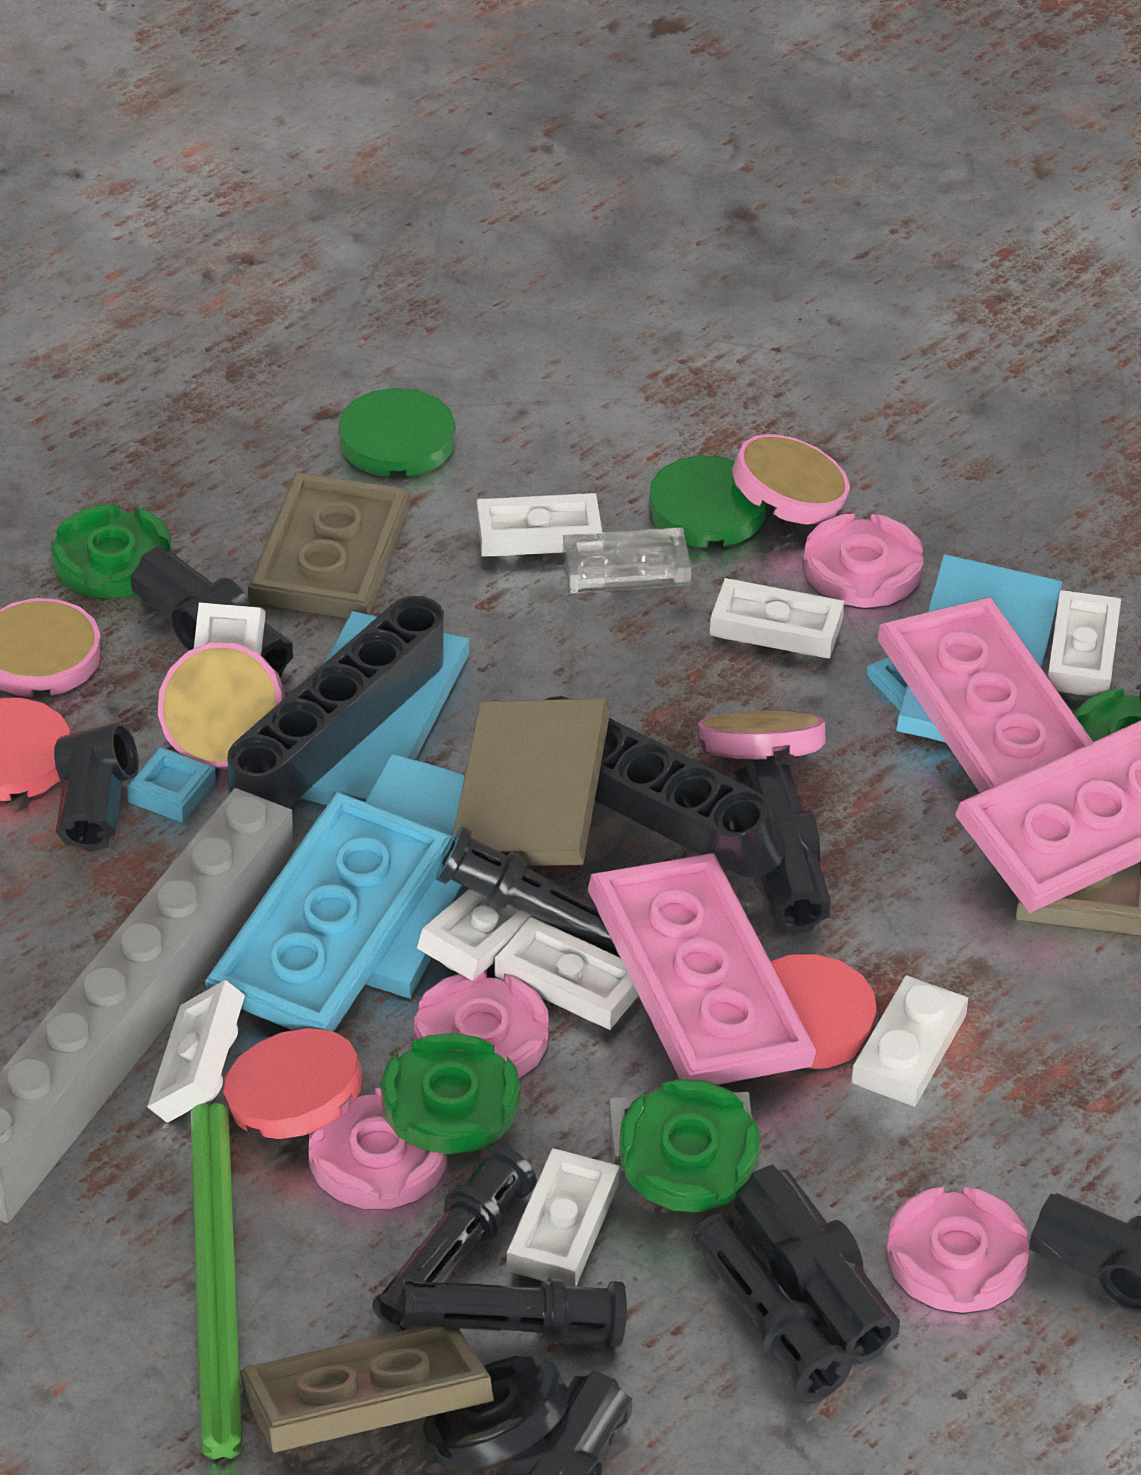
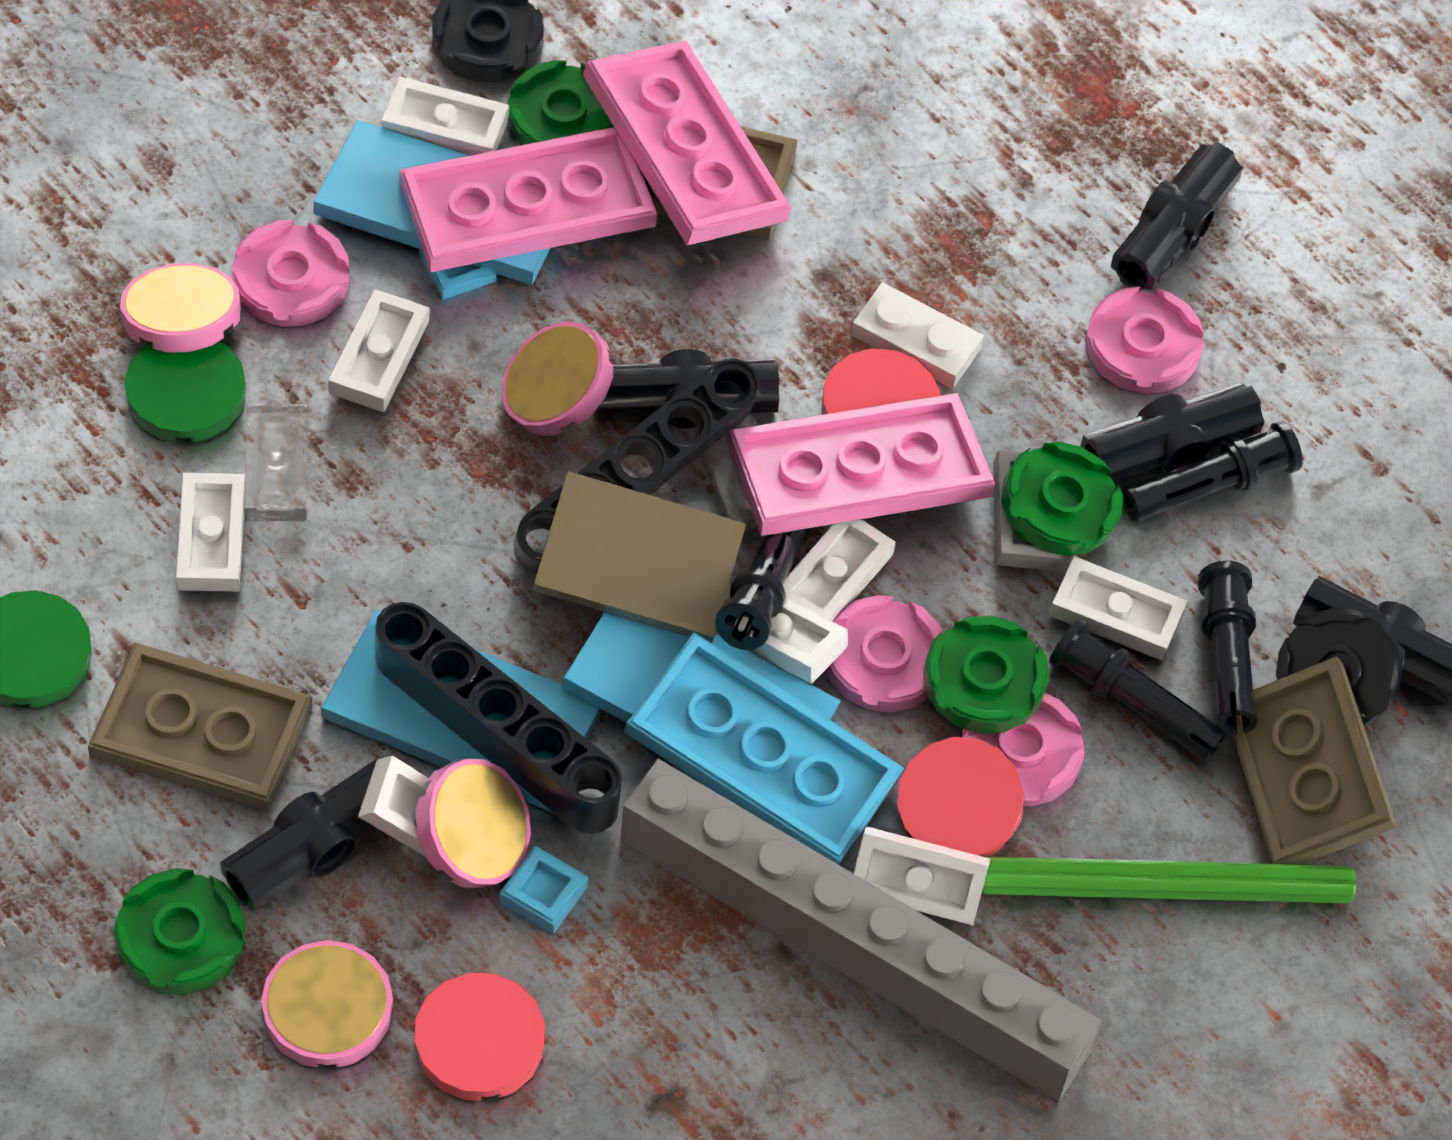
camera: 90 degrees left, 15 degrees up
(92, 775) = (545, 947): black piece -> none

